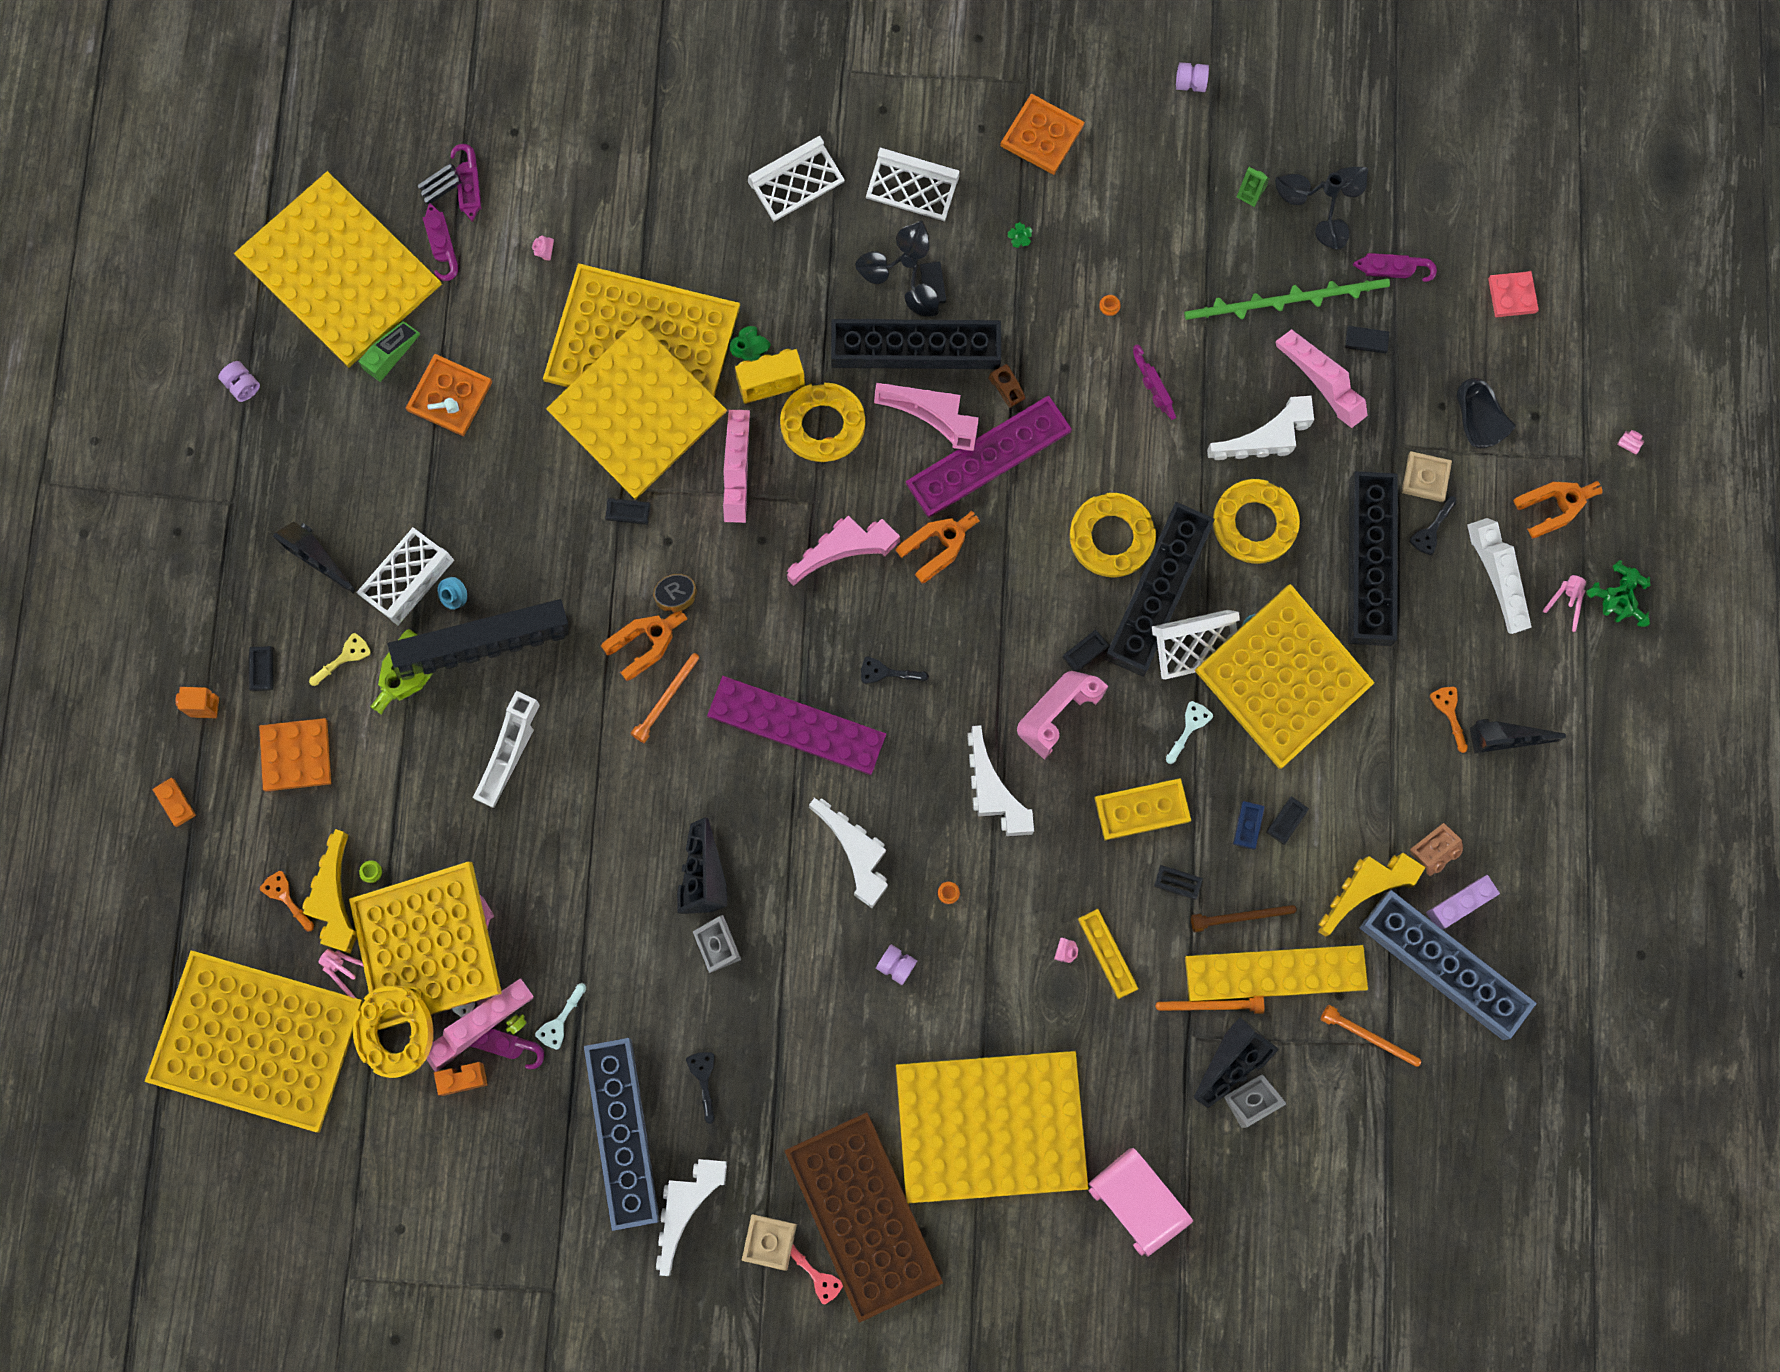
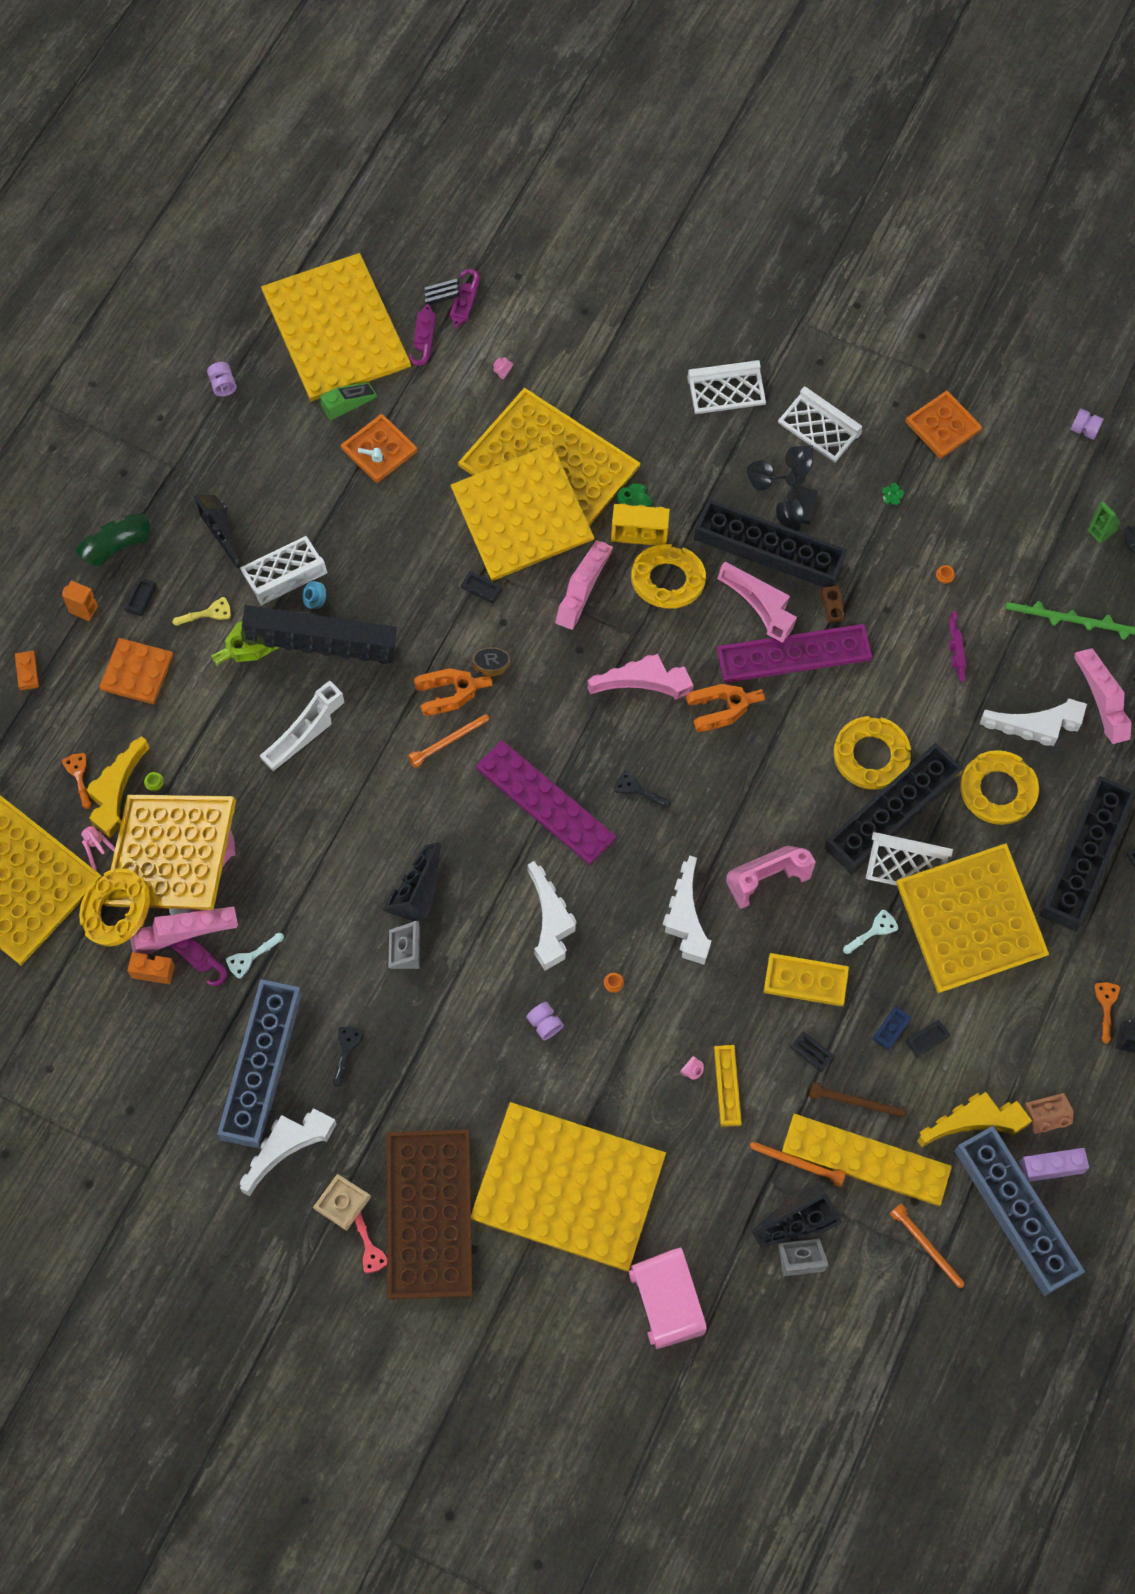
camera: 25 degrees right, 10 degrees down
(202, 615) = (113, 538): none -> dark green brick
(515, 1023) = (214, 943): lime plate -> none
(1085, 651) = (810, 835): black tile -> none

